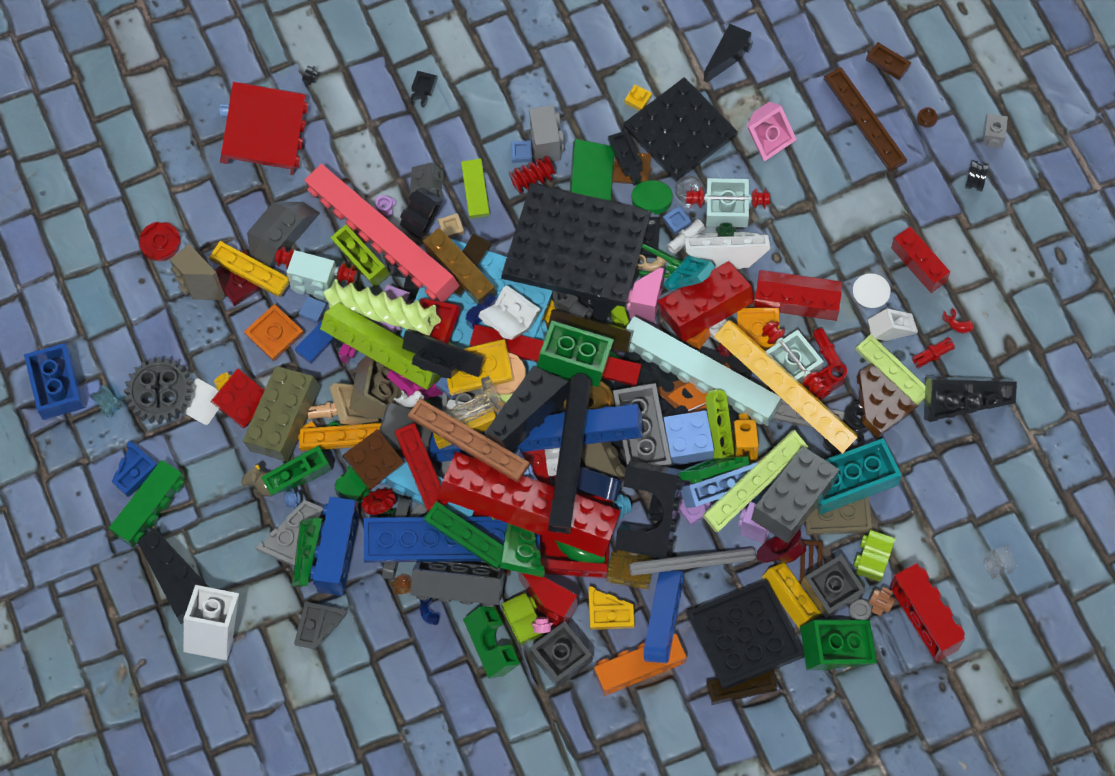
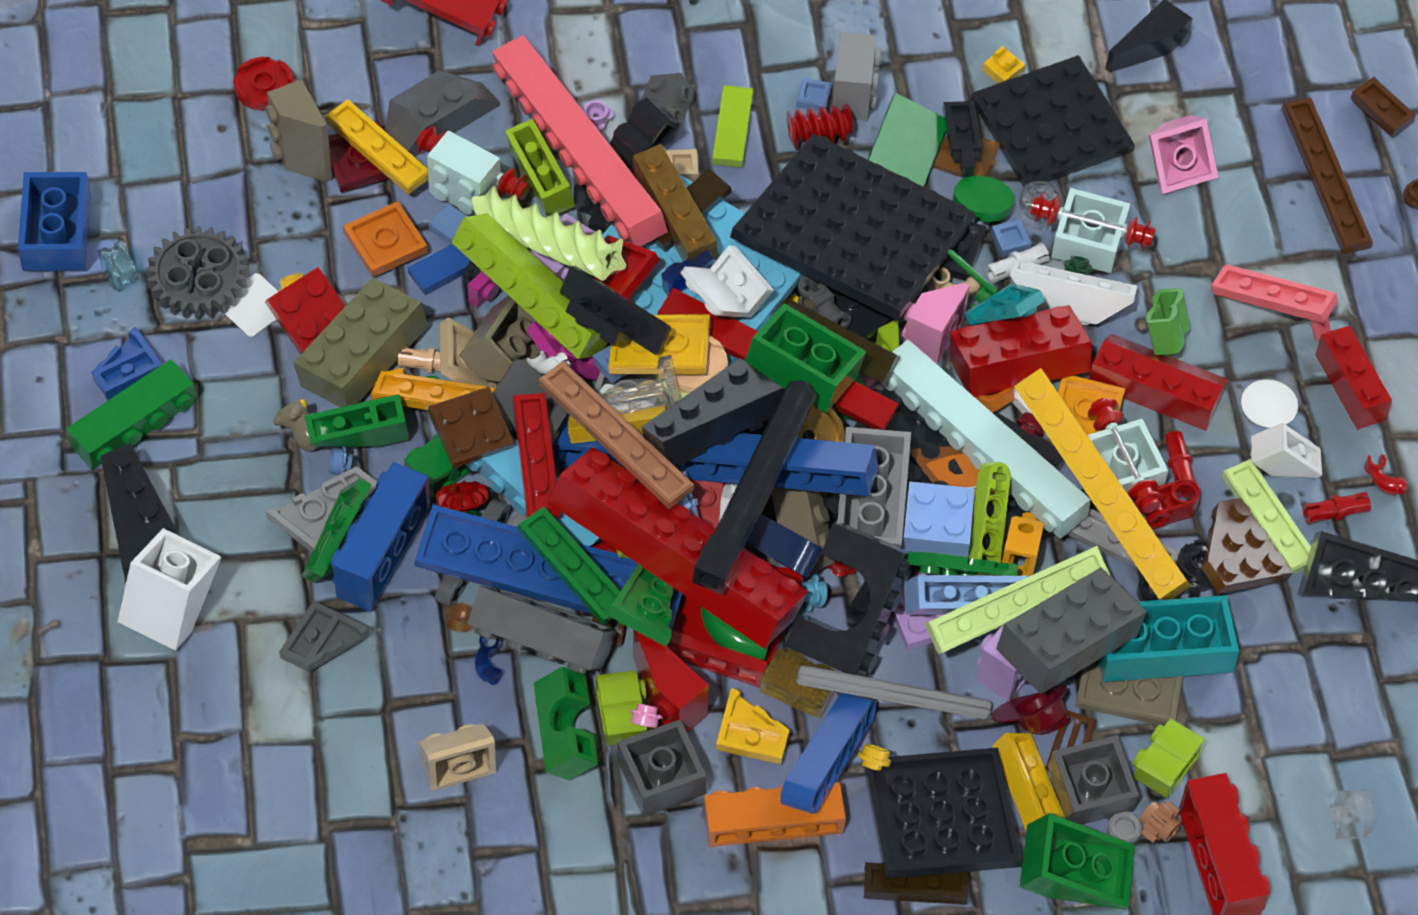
camera: 10 degrees right, 10 degrees down
(429, 682) = (458, 756): none -> tan slope
(693, 610) = (874, 757): none -> yellow plate
(794, 254) = (1168, 321): none -> bright green brick
(858, 216) = (1277, 295): none -> coral piece

